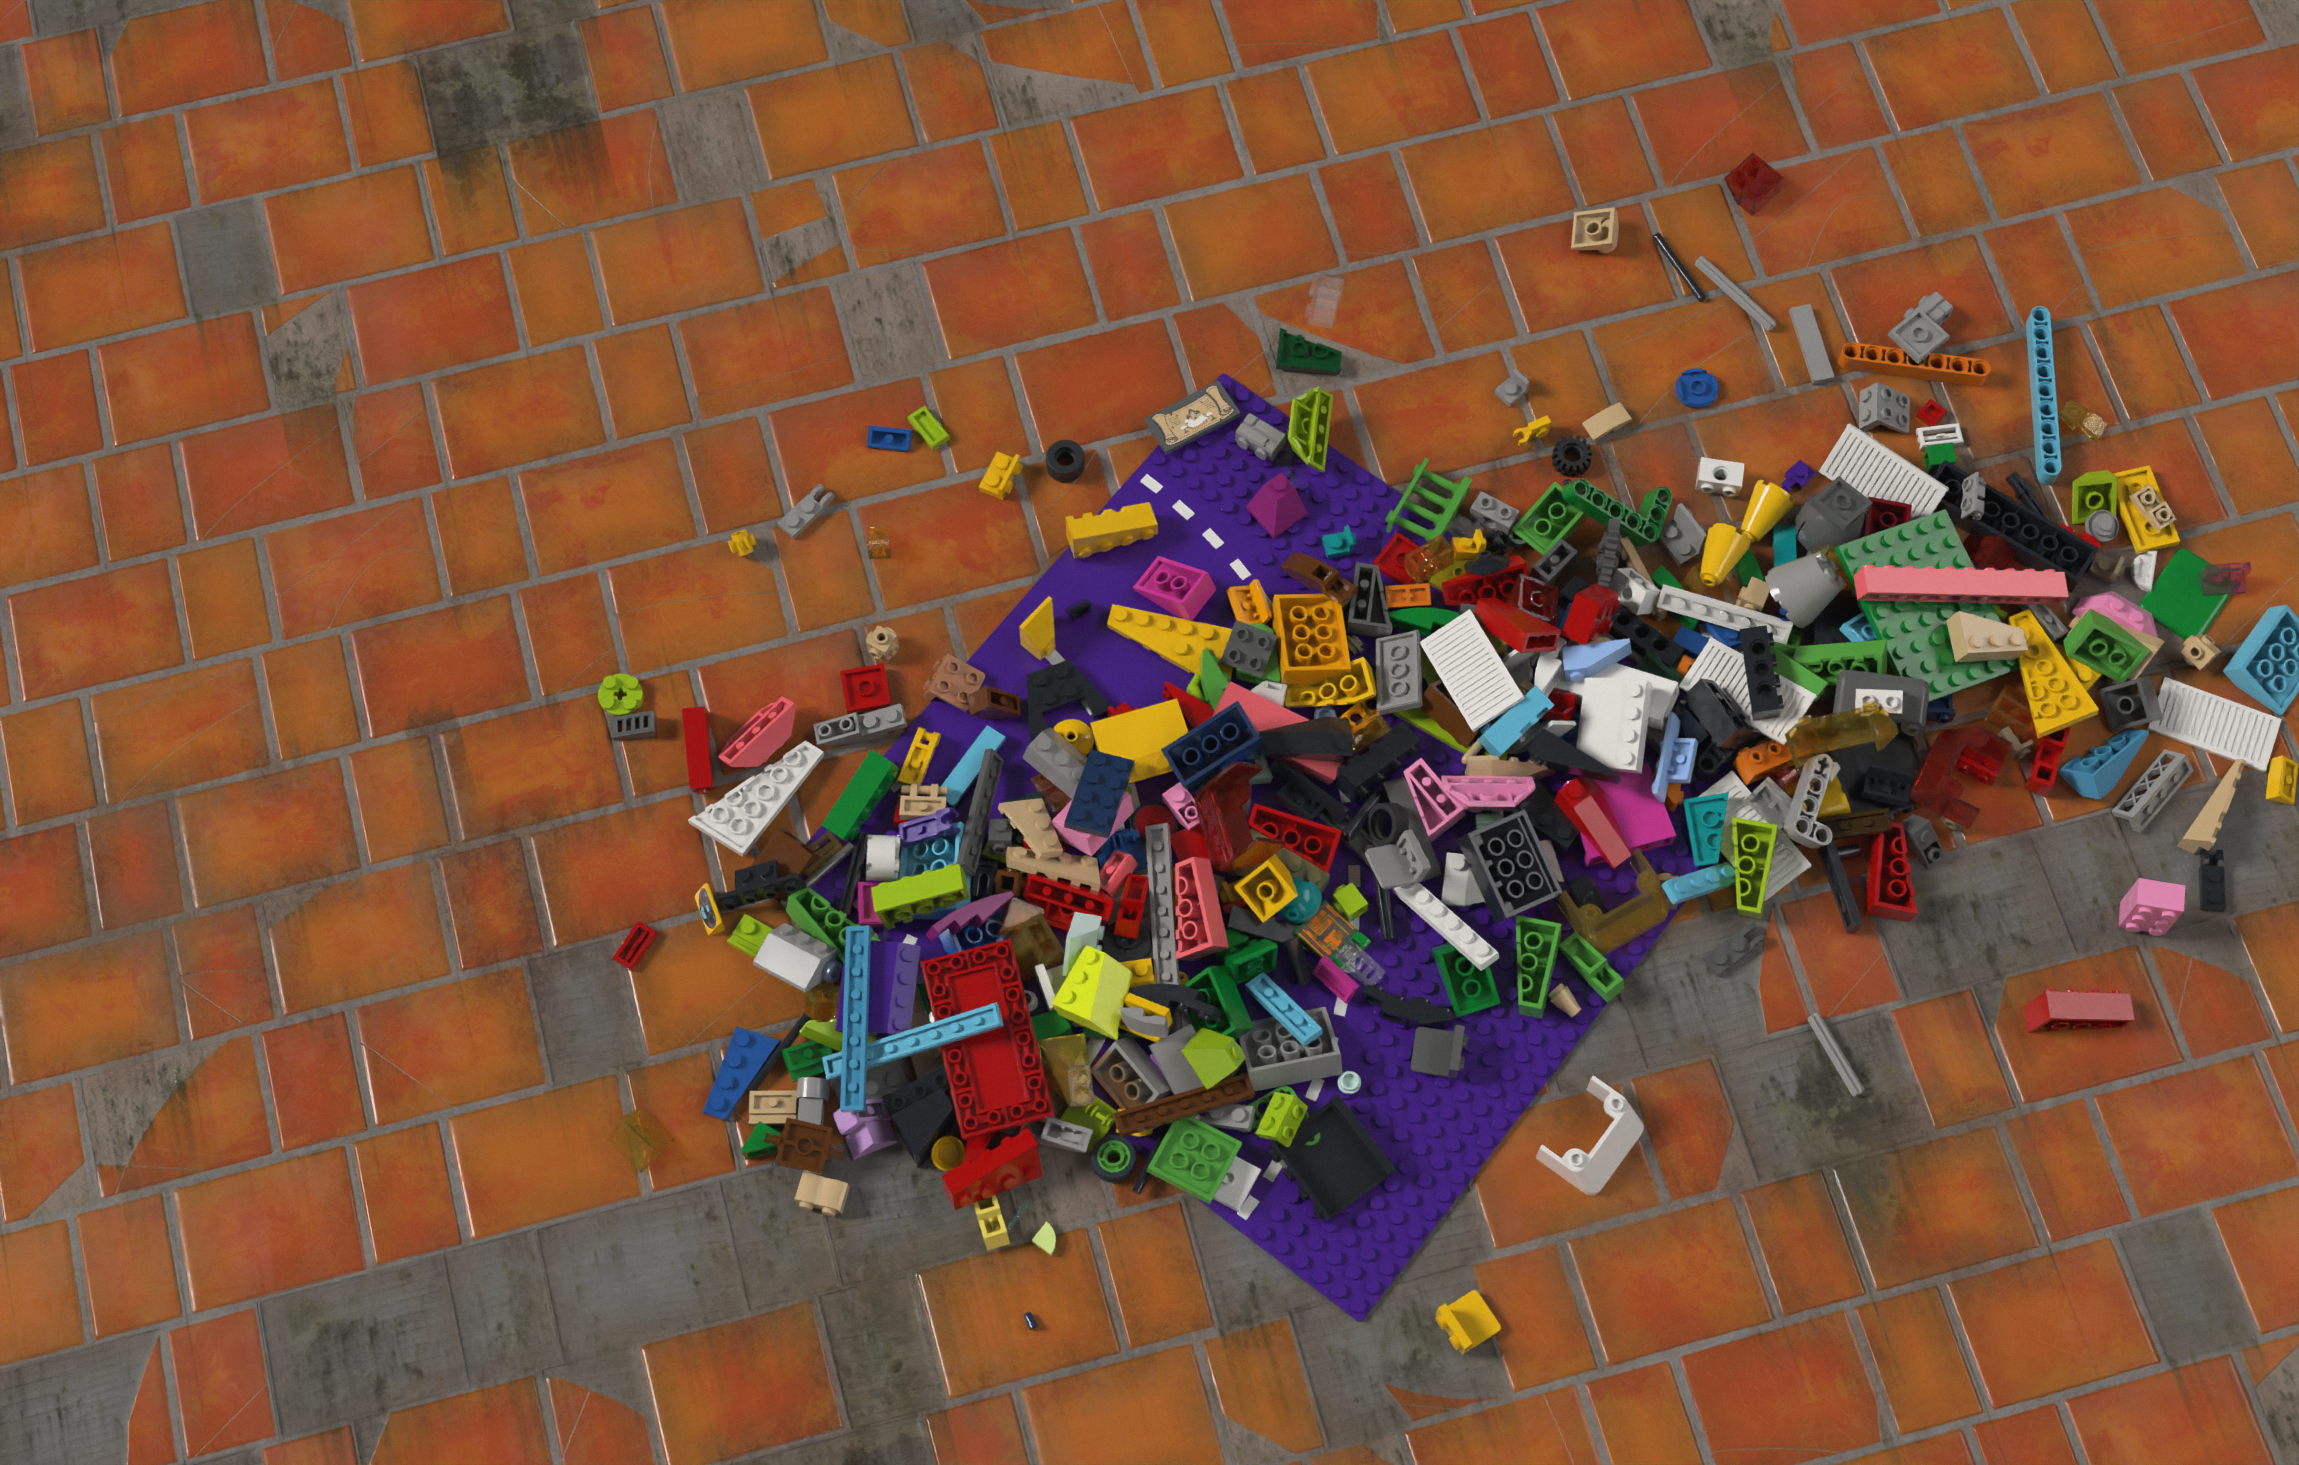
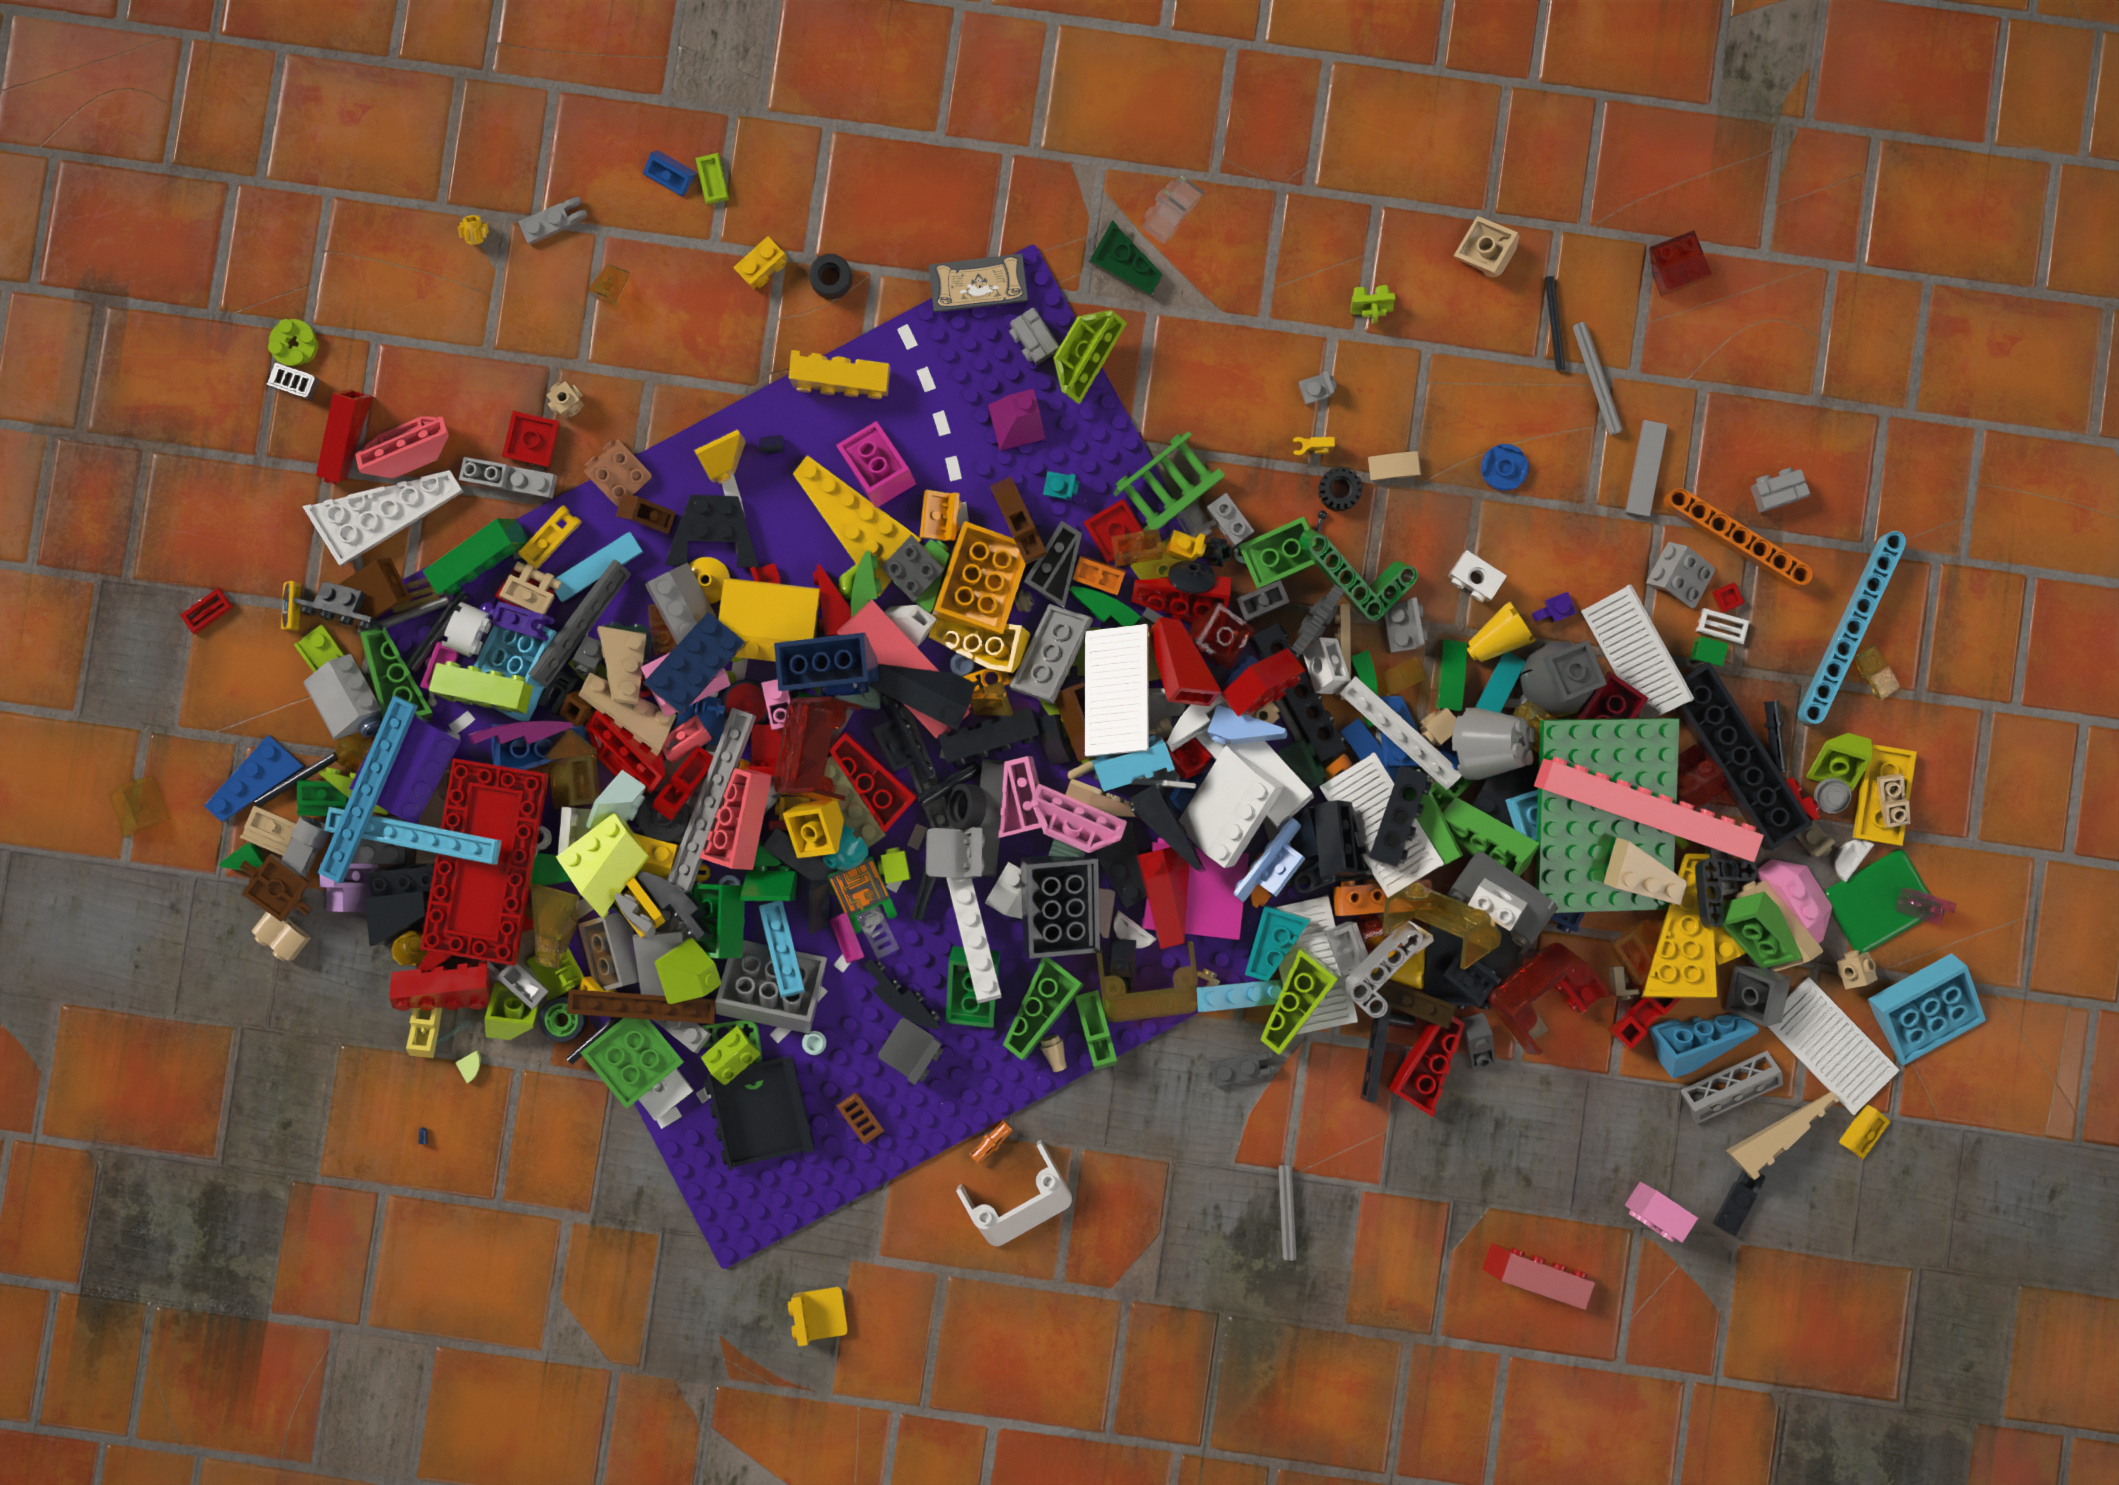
camera: 25 degrees right, 20 degrees up
(1064, 1173) = (507, 1014): none -> lime slope
(1416, 1136) = (856, 1097): none -> dark orange slope
(1436, 743) = (1055, 745): none -> black slope
(1526, 307) = (1372, 305): none -> lime hips
(1547, 1104) = (991, 1142): none -> orange pin
(1573, 871) = (1127, 929): none -> white tile
(1721, 553) = (1428, 669): yellow cone -> none
(1918, 335) = (1756, 512): light grey tile -> none
(1973, 488) = (1719, 707): light grey hinge -> none
(2040, 622) = (1716, 876): none -> black beam

